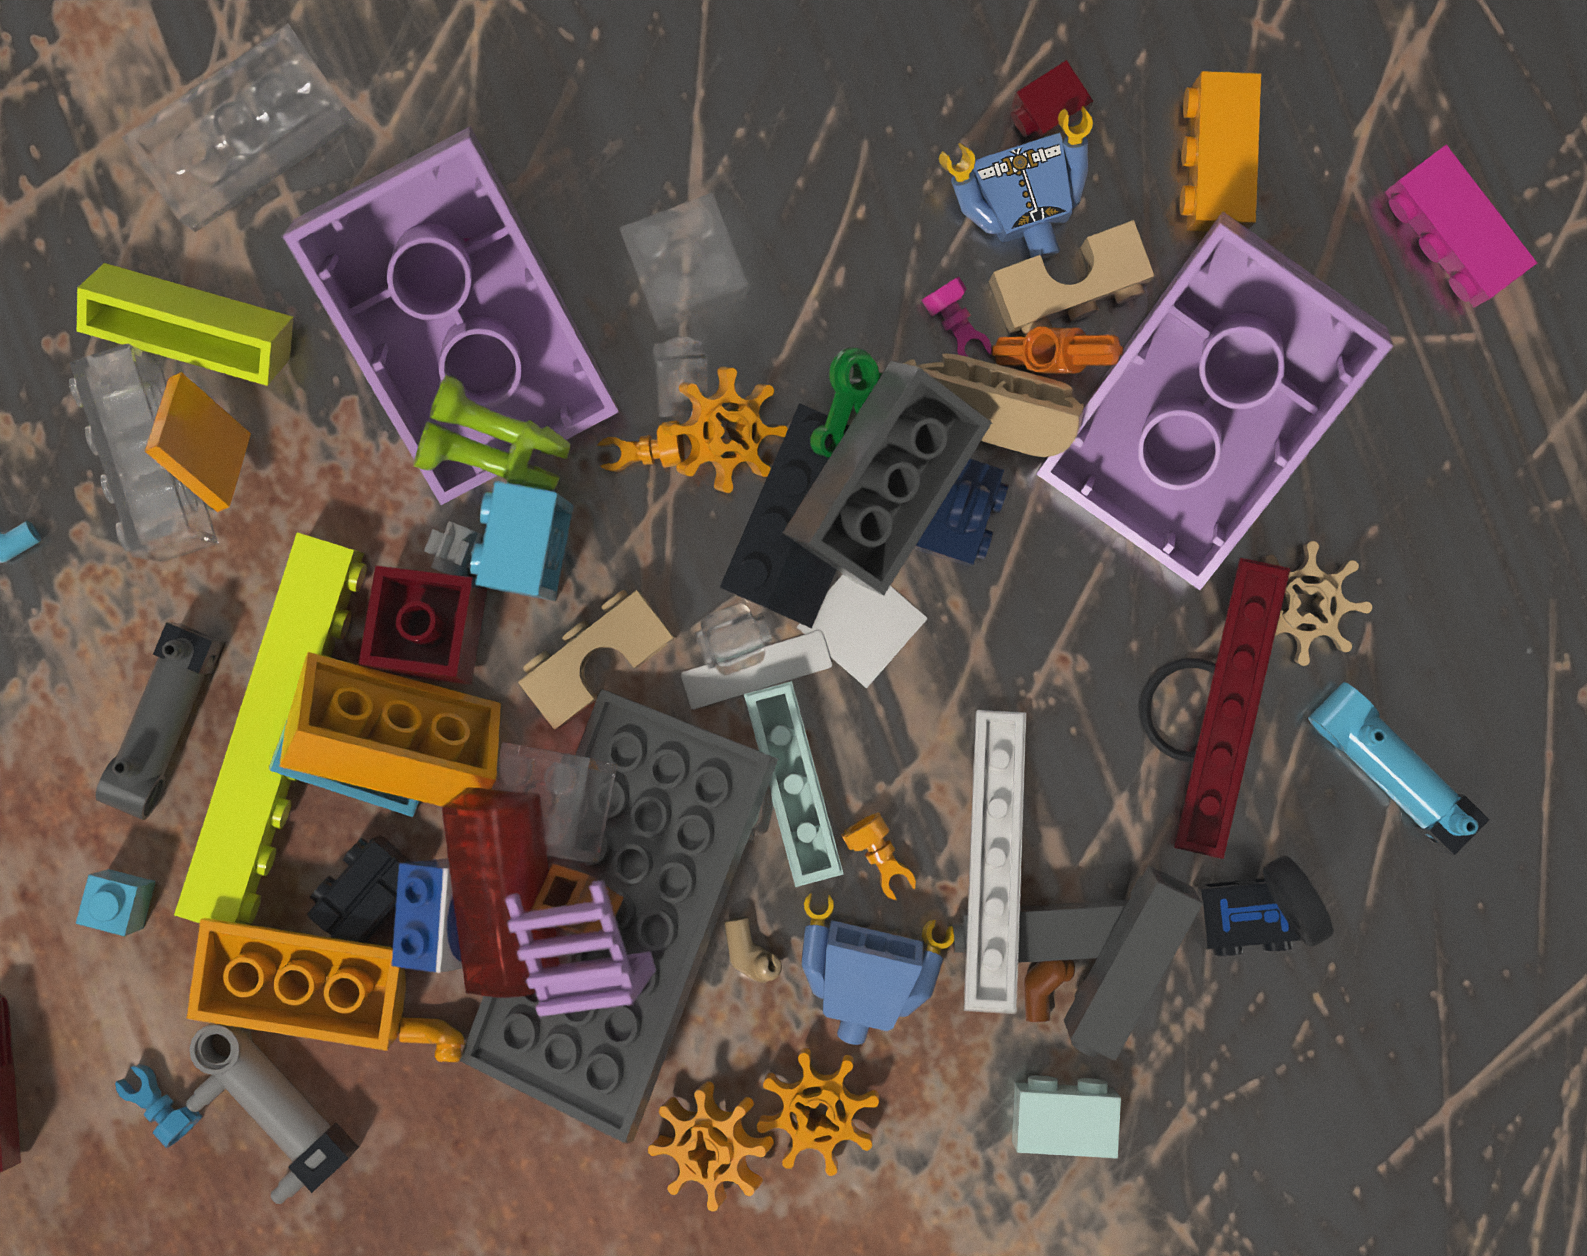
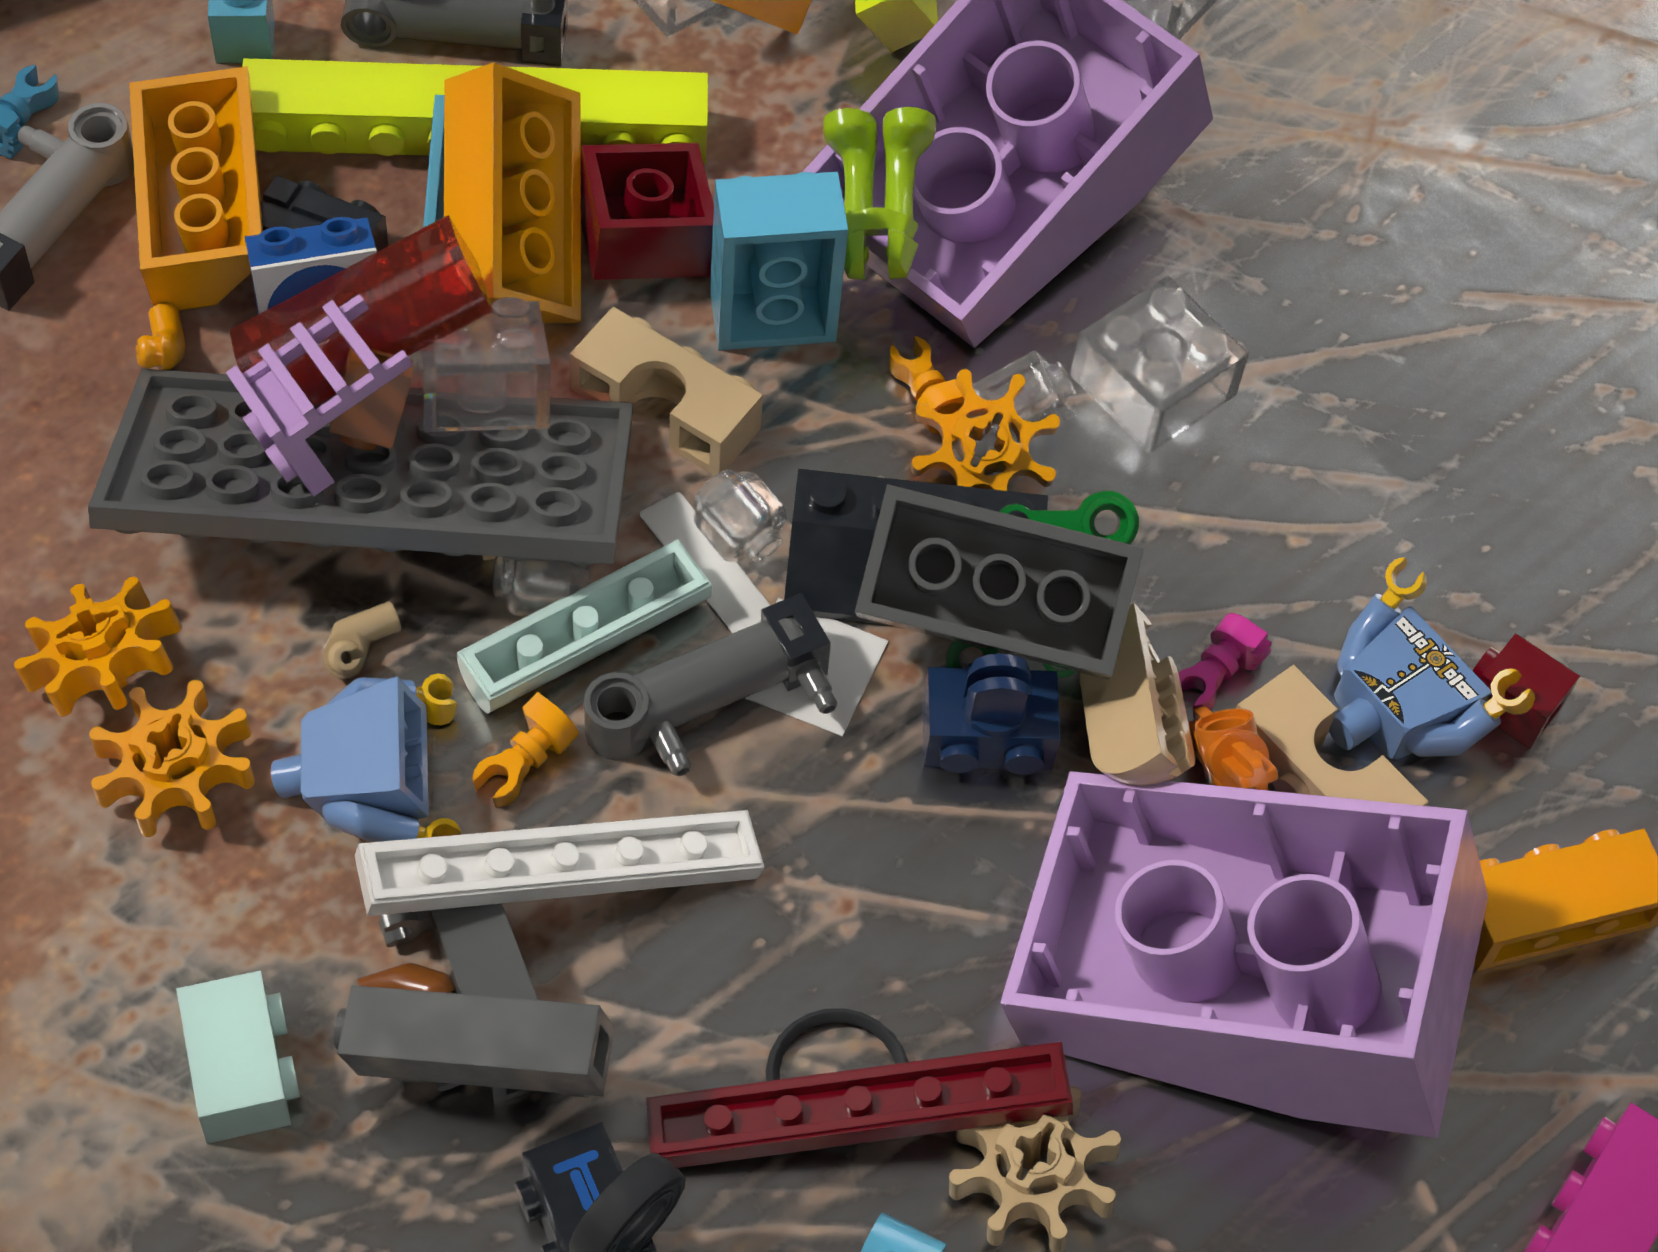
camera: 65 degrees right, 30 degrees down
(866, 704) = (781, 648): none -> dark grey piece

